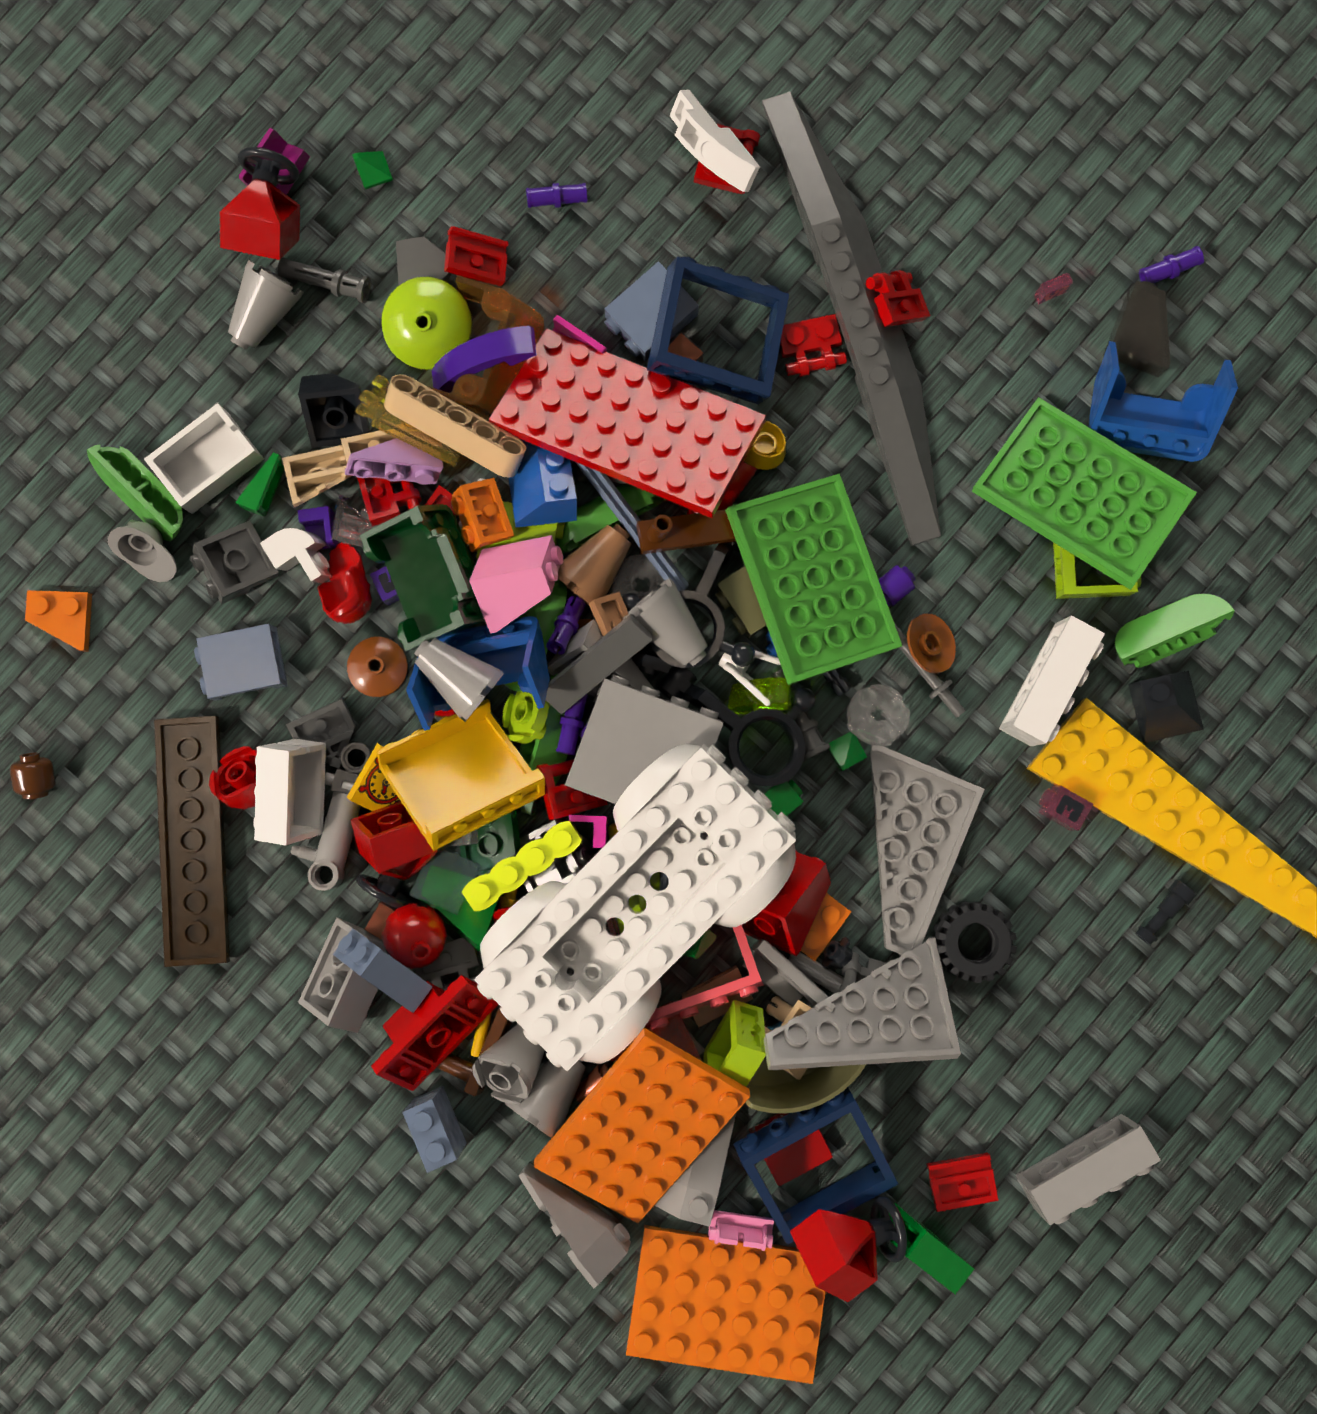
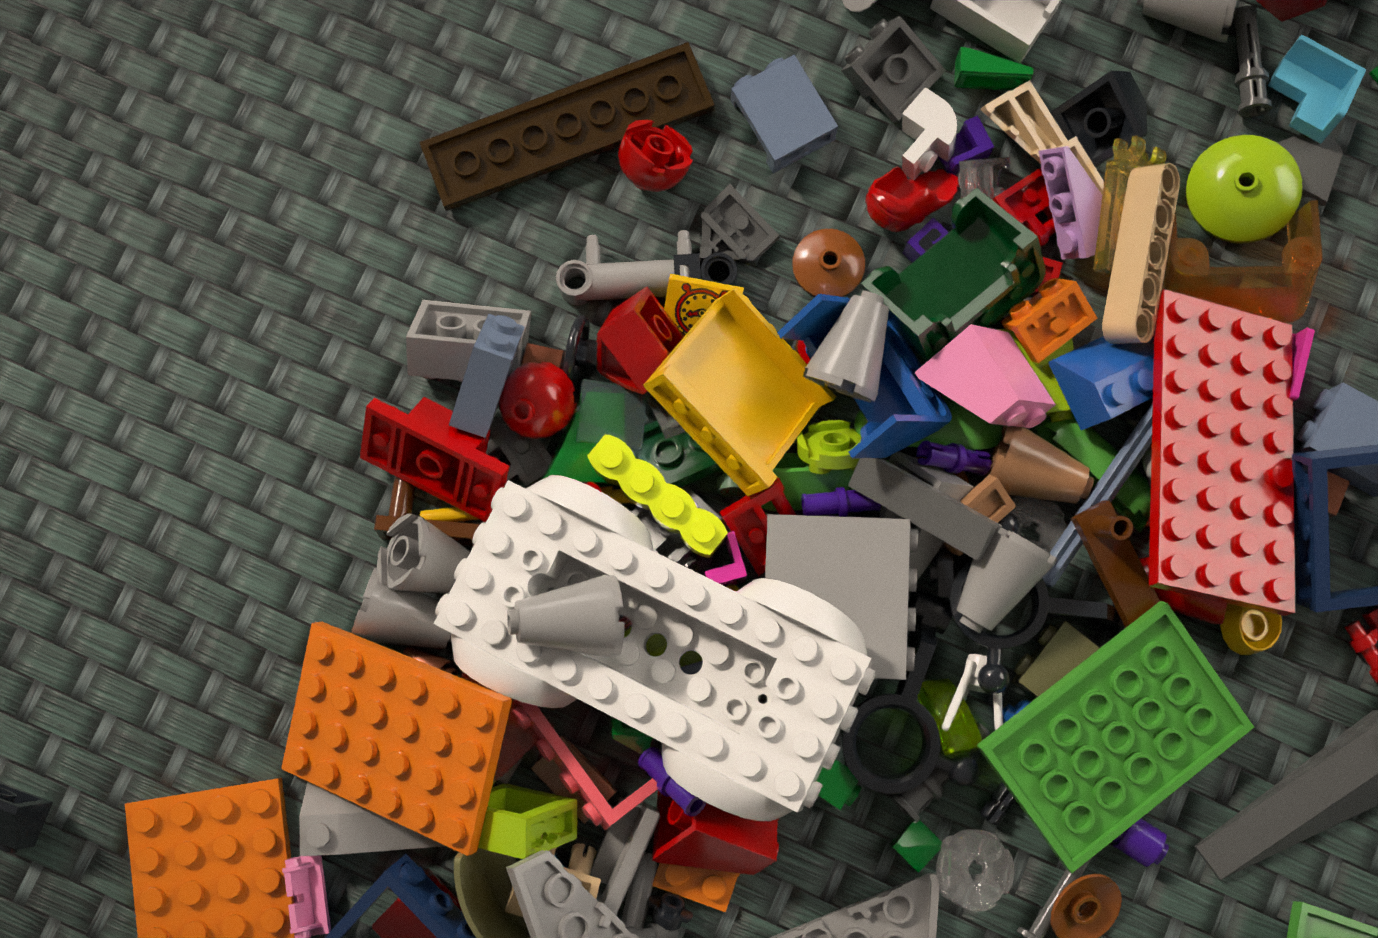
camera: 75 degrees right, 5 degrees down
(289, 791) = (657, 208): white piece -> none
(364, 232) = (1320, 84): none -> medium azure panel
(434, 1129) = (323, 495): sand blue brick -> none
(476, 256) = (1345, 217): red plate -> none
(483, 352) = (1259, 281): dark purple slope -> none
(591, 1233) = (254, 715): light grey wedge -> none
(598, 963) = (572, 618): none -> light grey cone
(725, 934) = (652, 763): none -> dark purple pin

